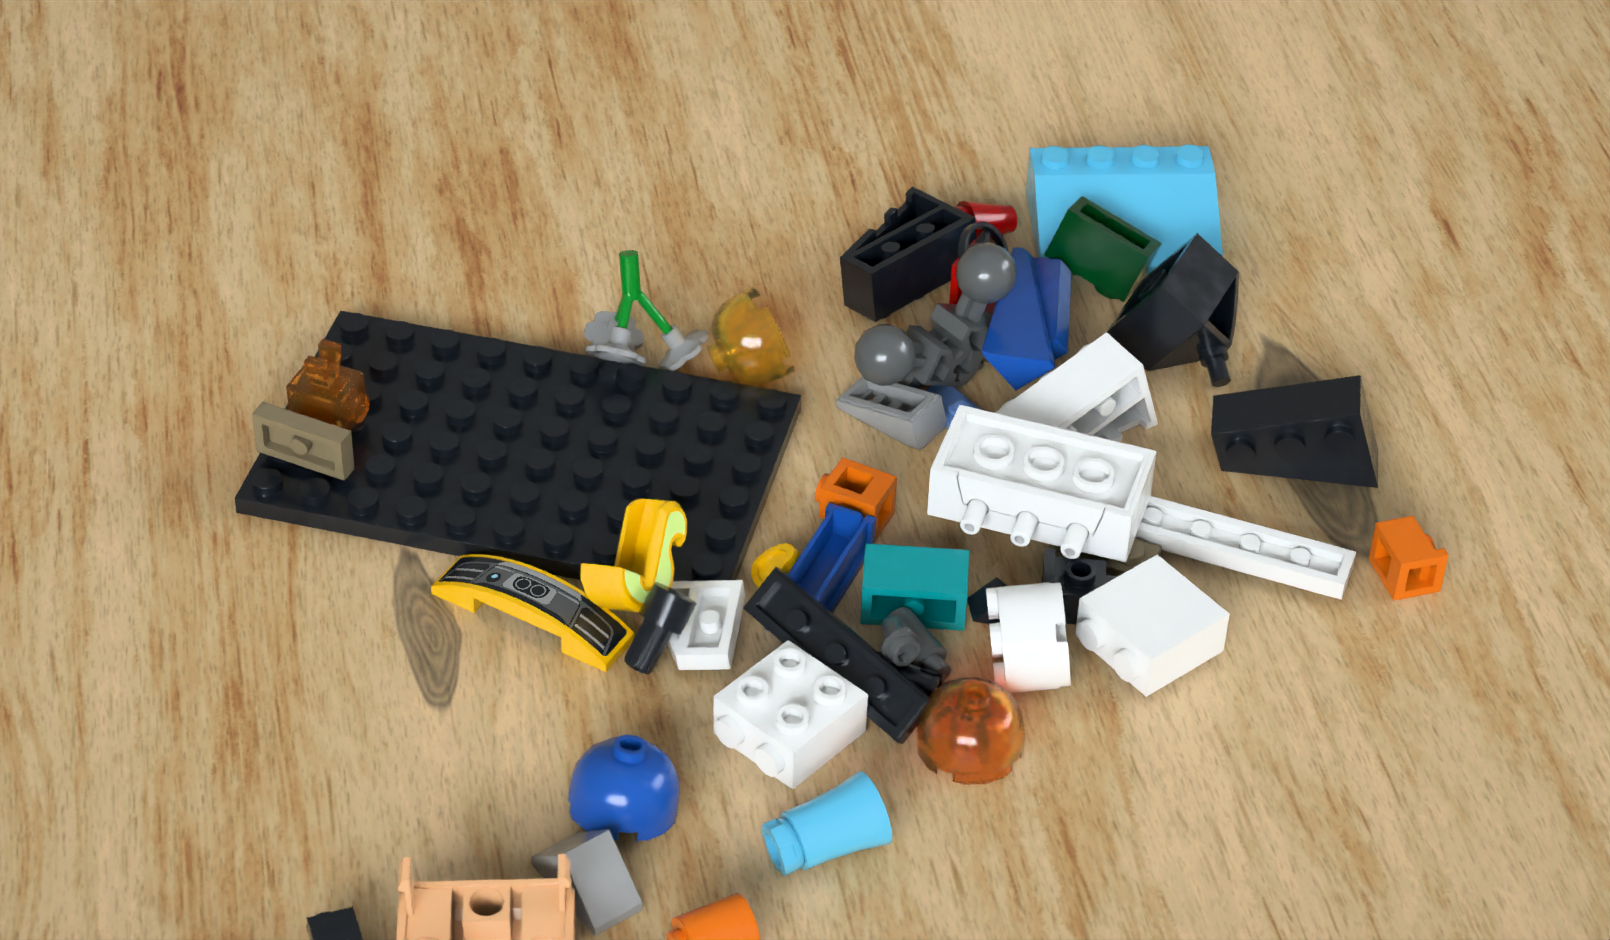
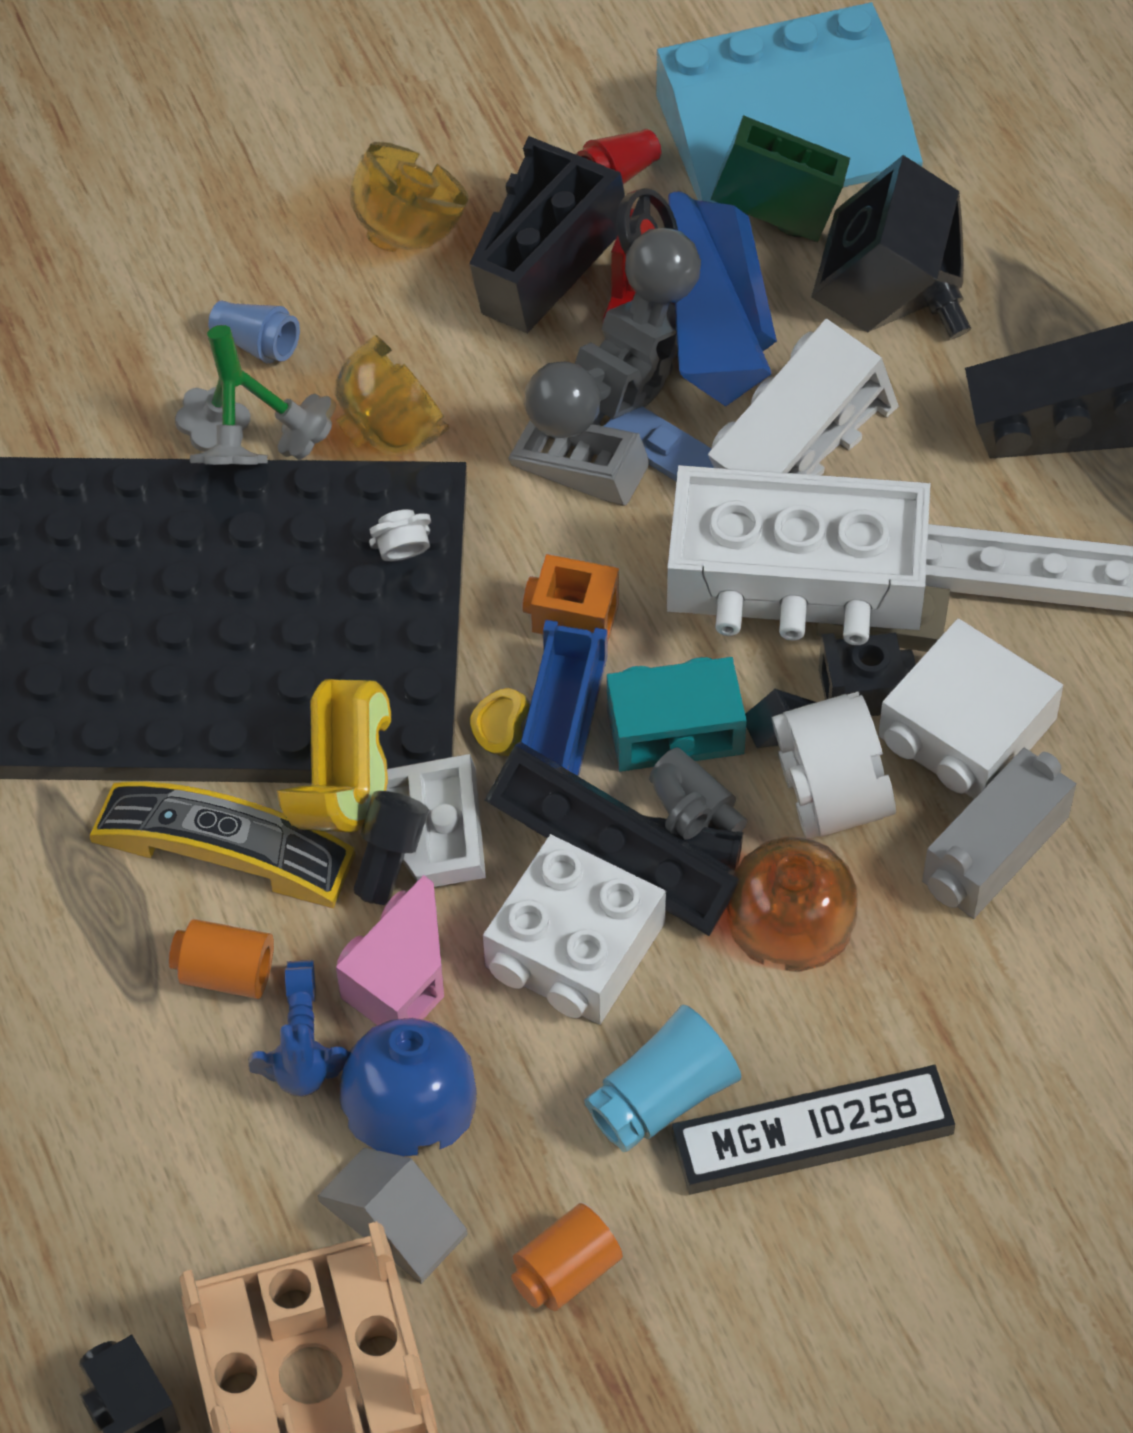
camera: 10 degrees left, 15 degrees up
(507, 681) = (222, 958): none -> orange brick
(544, 756) = (299, 1061): none -> blue piece
(643, 703) = (398, 963): none -> bright pink slope
(669, 283) = (259, 329): none -> medium blue cone
(732, 424) = (401, 535): none -> white plate
(803, 215) = (403, 201): none -> clear yellow cylinder
(941, 889) = (812, 1129): none -> tile
(1152, 713) = (998, 832): none -> light grey brick

